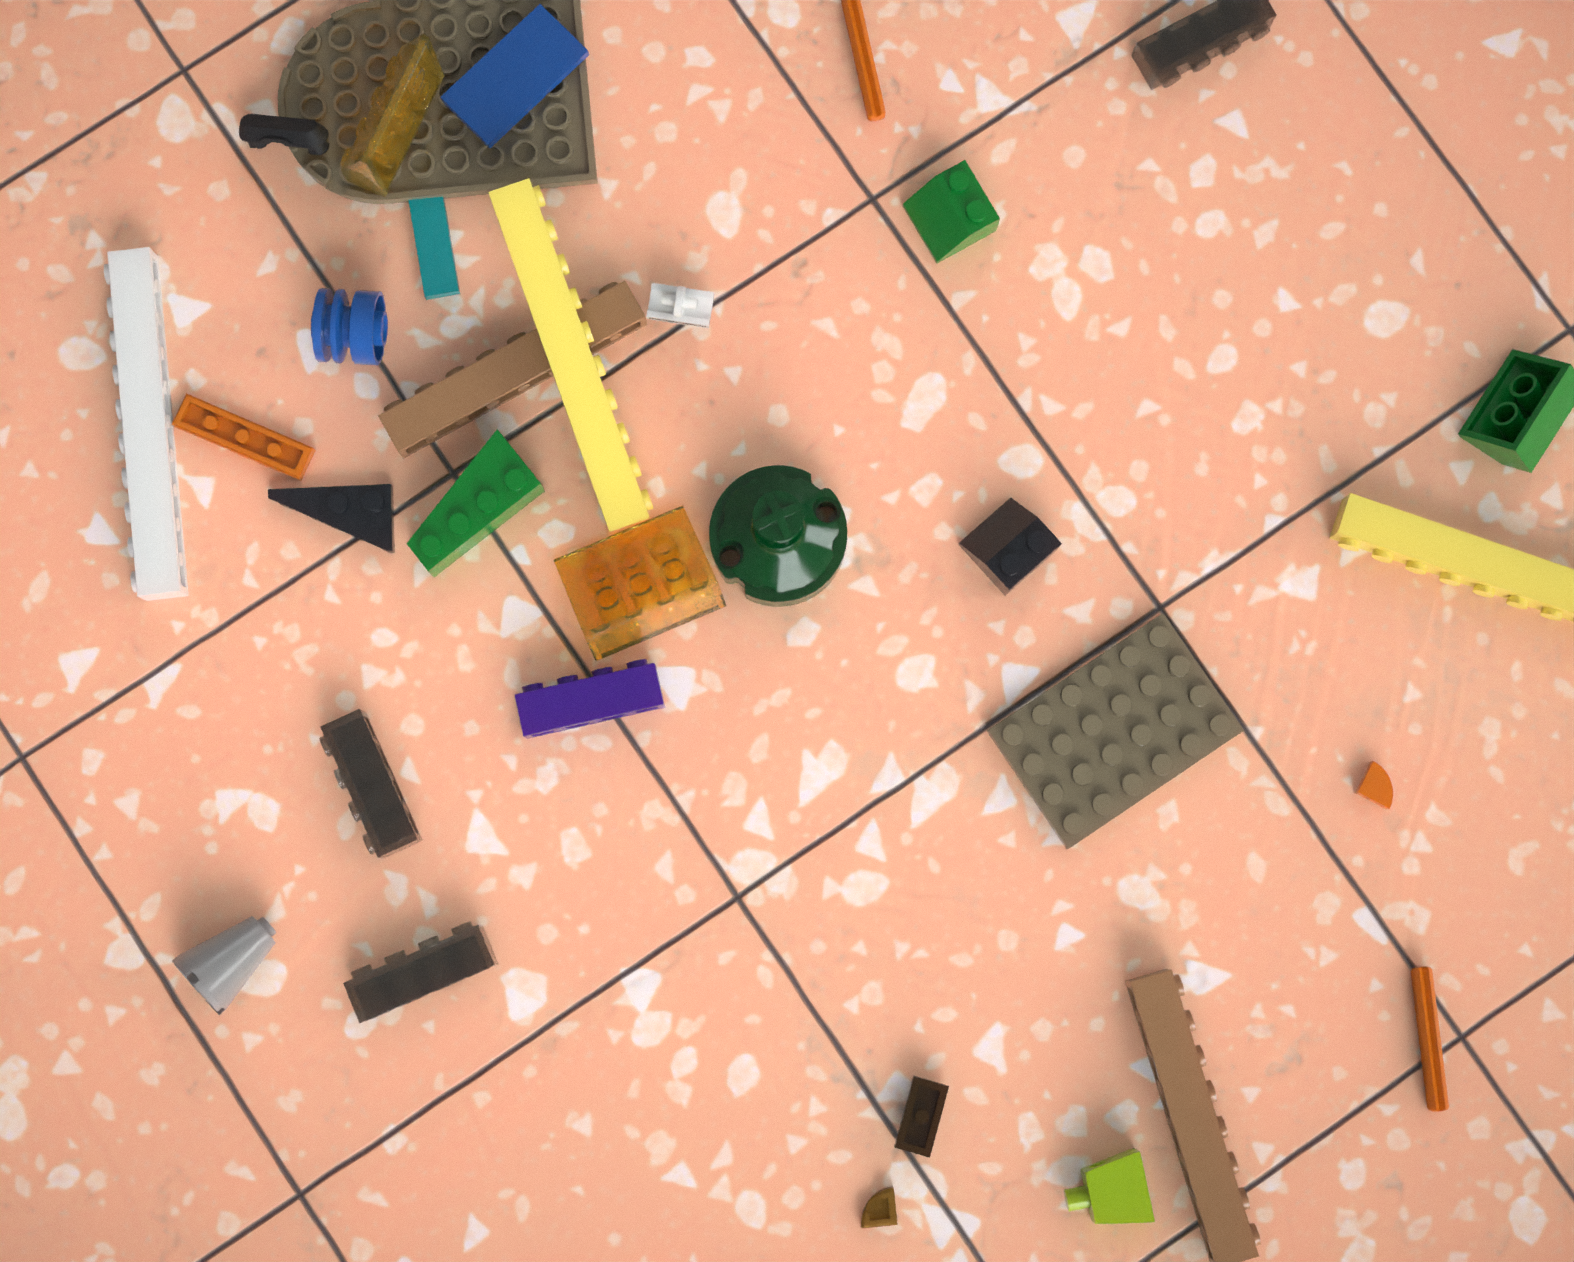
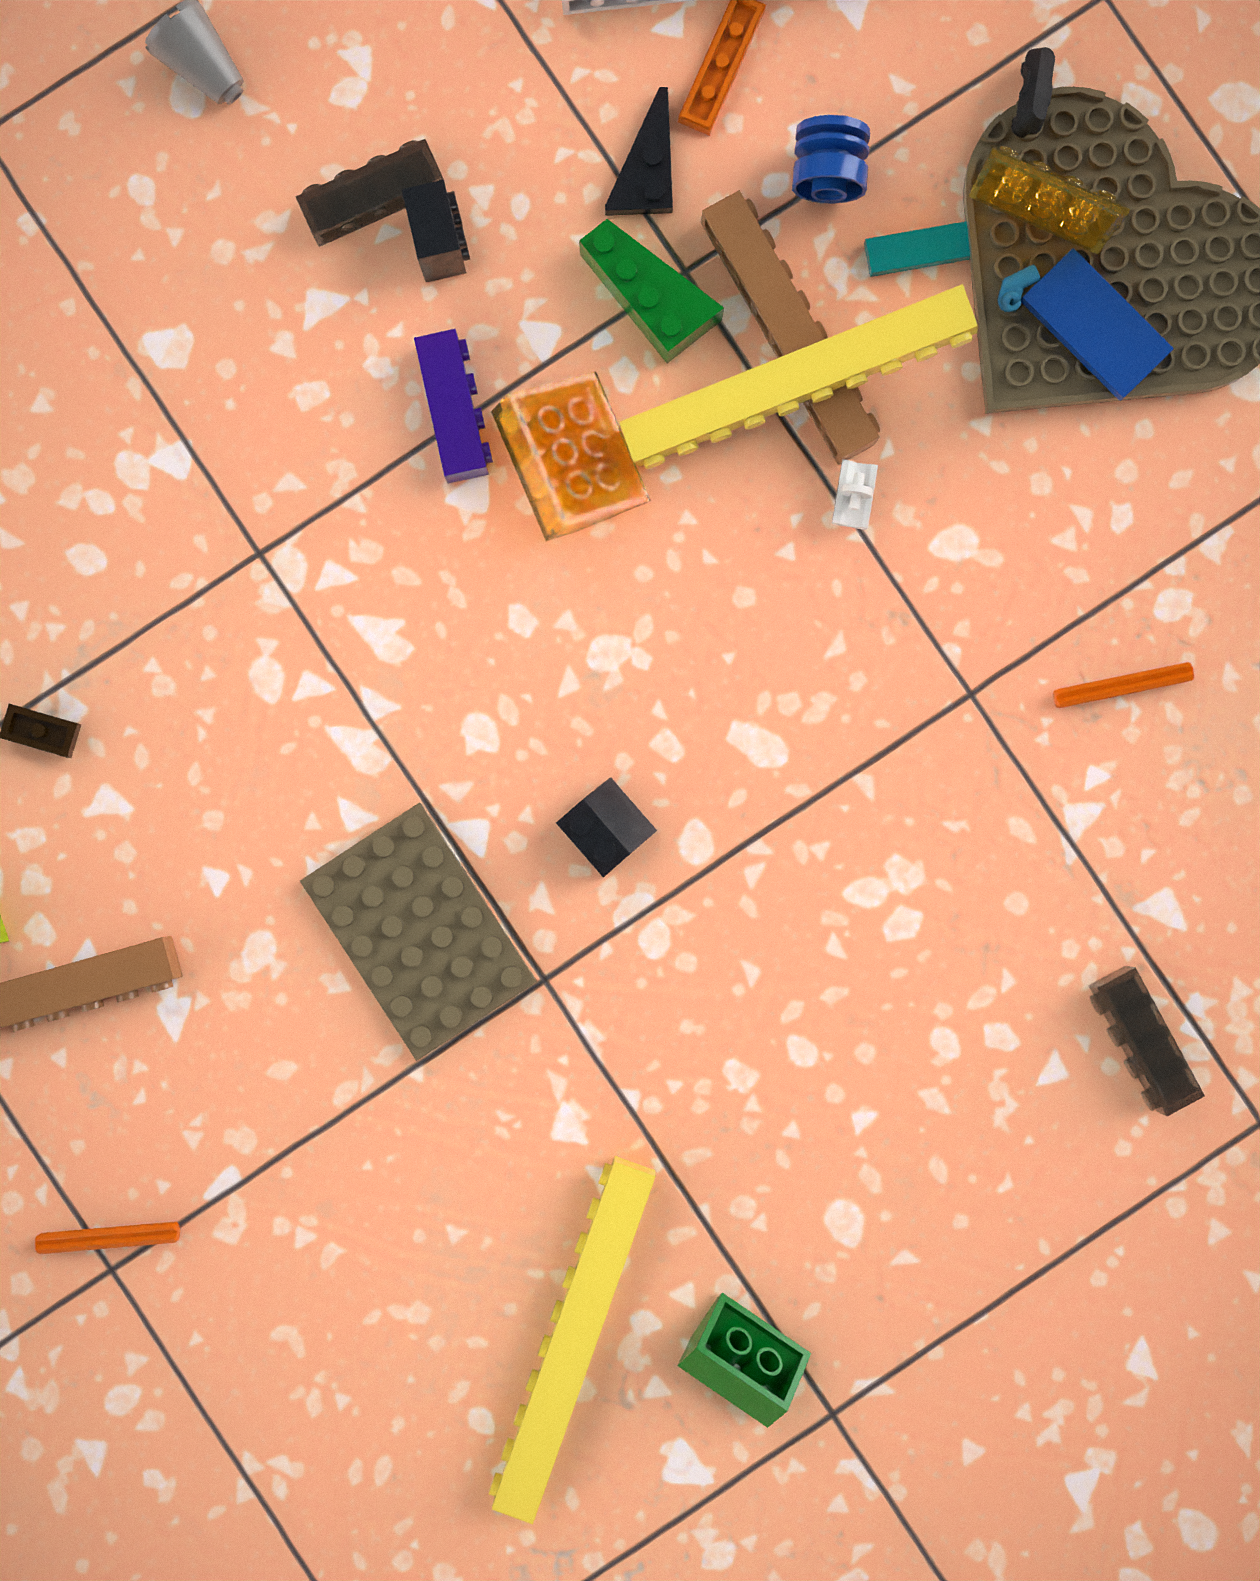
camera: 90 degrees right, 5 degrees up
(414, 714) = (436, 230): none -> black brick
(420, 973) = (185, 243): clear smoke brick -> none
(478, 154) = (1012, 288): none -> dark azure arm
(779, 538) = (616, 592): dark green piece -> none
(951, 212) = (954, 773): green slope -> none
(1376, 786) = (359, 1193): orange tile -> none

